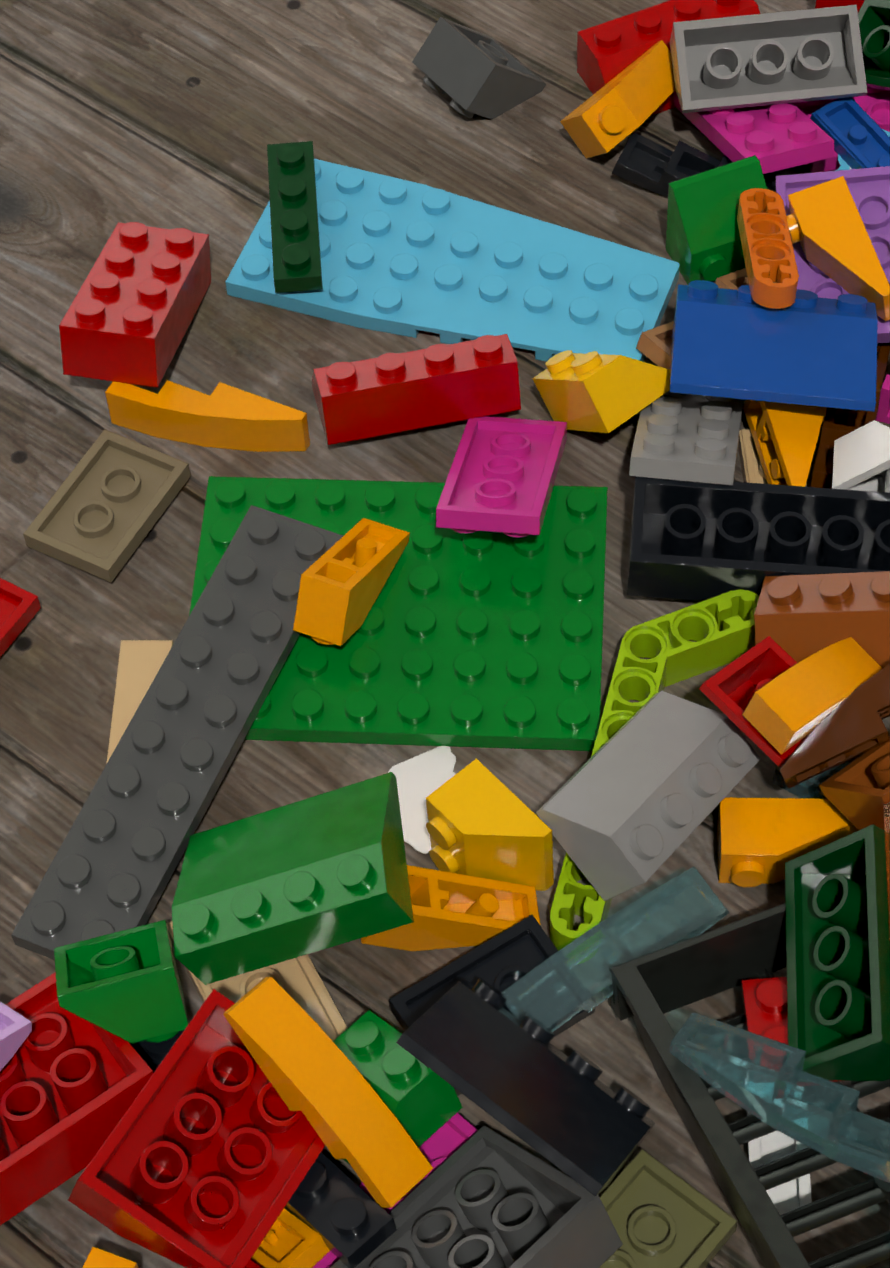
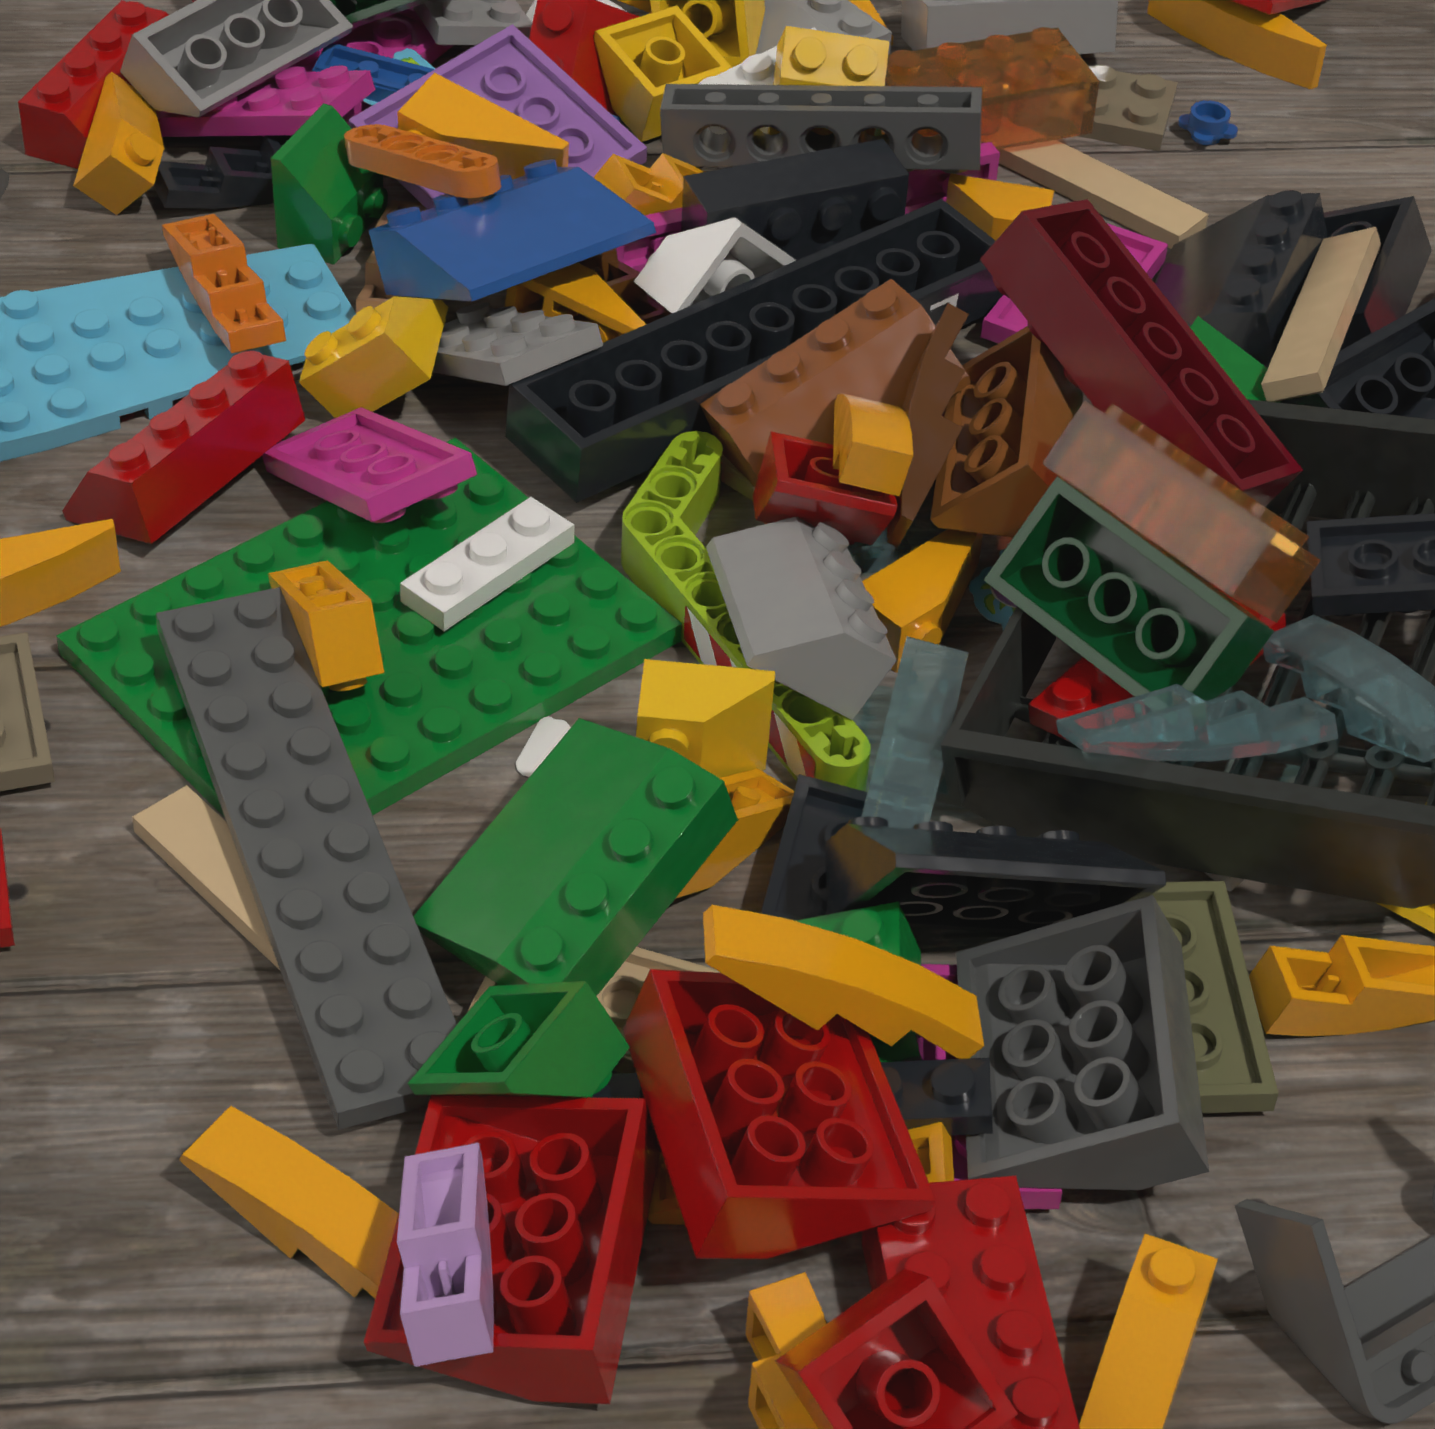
camera: 50 degrees left, 10 degrees down
(508, 604) = (487, 563): none -> white plate
(565, 265) = (223, 283): none -> orange slope

